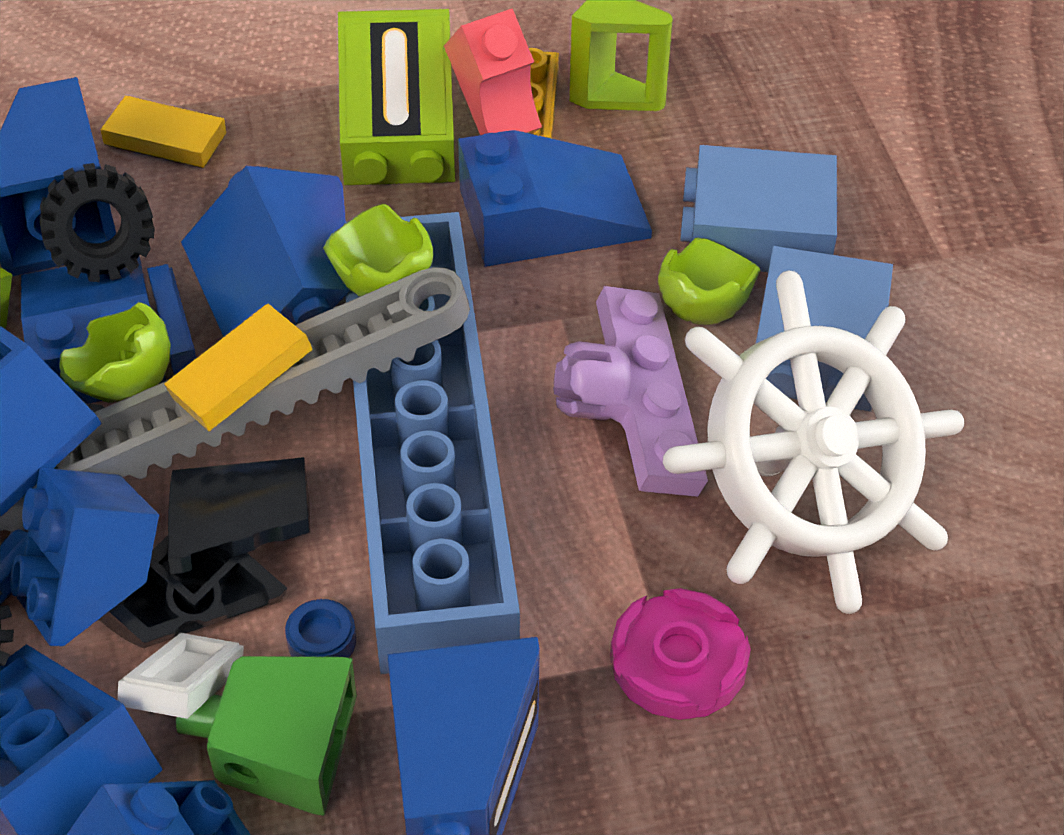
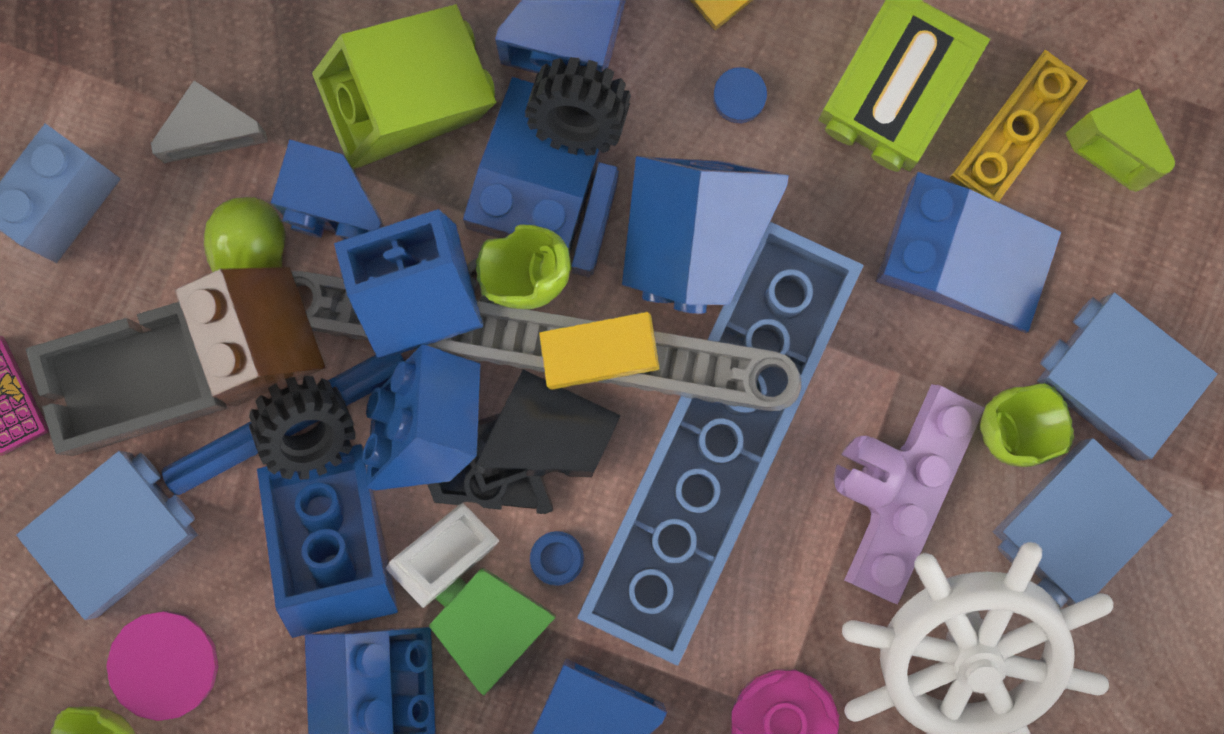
camera: 30 degrees right, 35 degrees up
(378, 249) = (763, 301): lime hair -> none
(495, 73) = (984, 132): coral arch -> none

